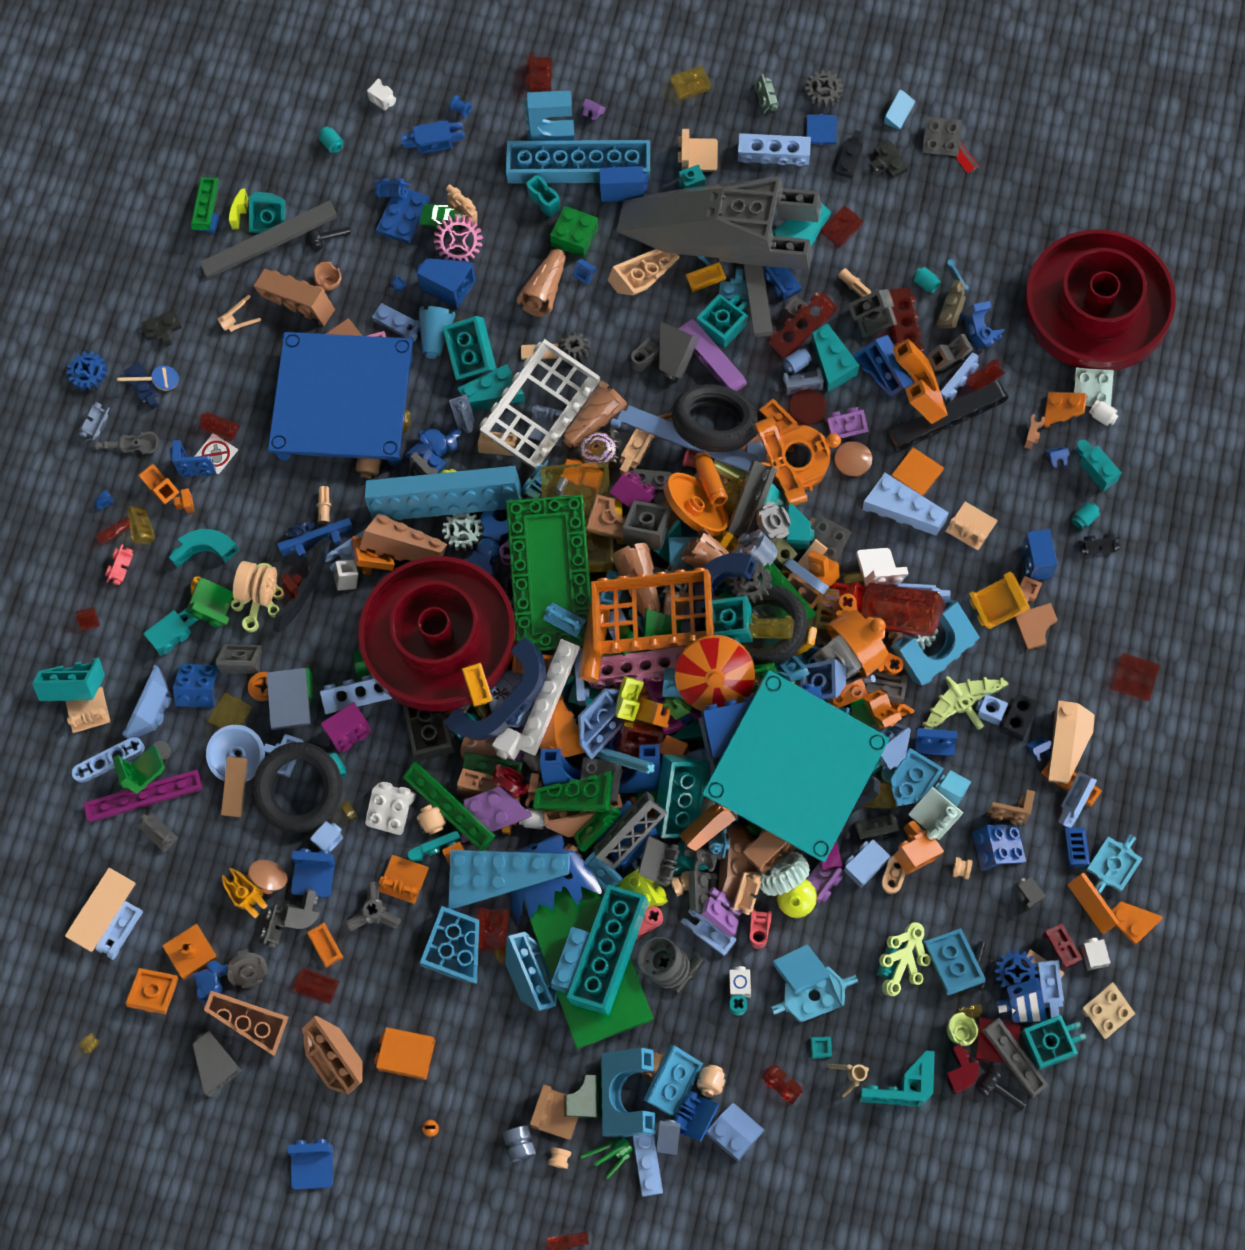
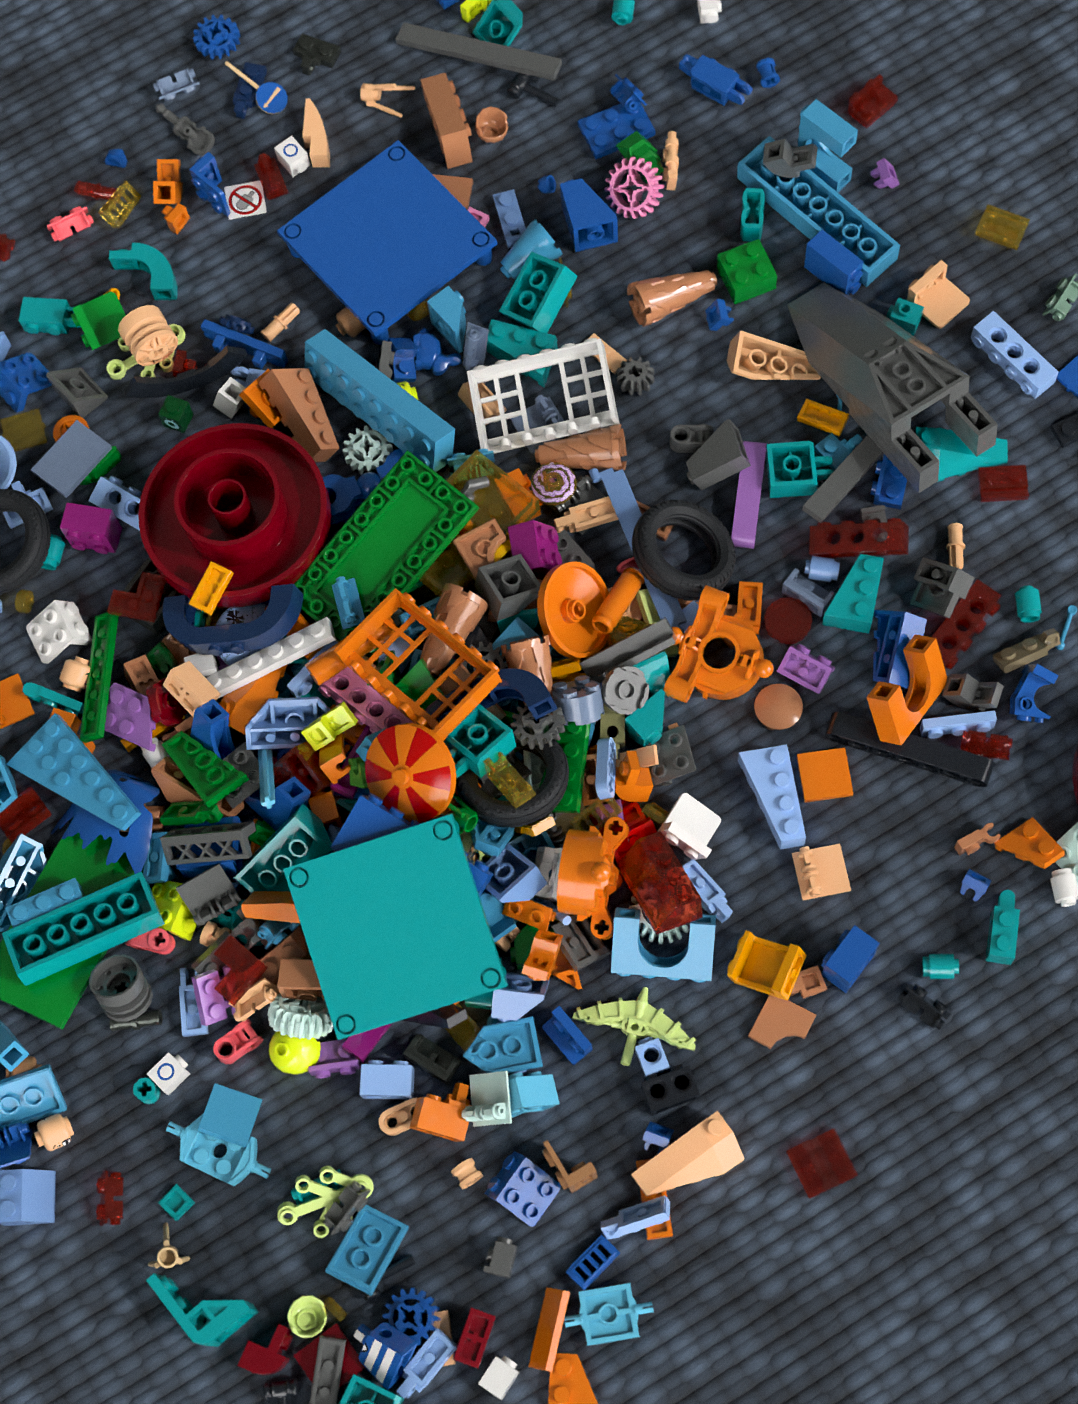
camera: 50 degrees right, 0 degrees up
(220, 401) = (292, 156): none -> white brick
(221, 375) = (315, 136): none -> light nougat slope
(320, 615) = (175, 413): none -> dark green brick
(430, 410) = (448, 316): none -> dark azure slope
(432, 738) = (143, 603): none -> clear red tile
(520, 757) = (190, 687): none -> light nougat hinge
(538, 145) = (789, 161): none -> dark grey brick
(724, 878) = (244, 970): none -> clear red tile
(924, 957) = (340, 1216): none -> dark grey hinge

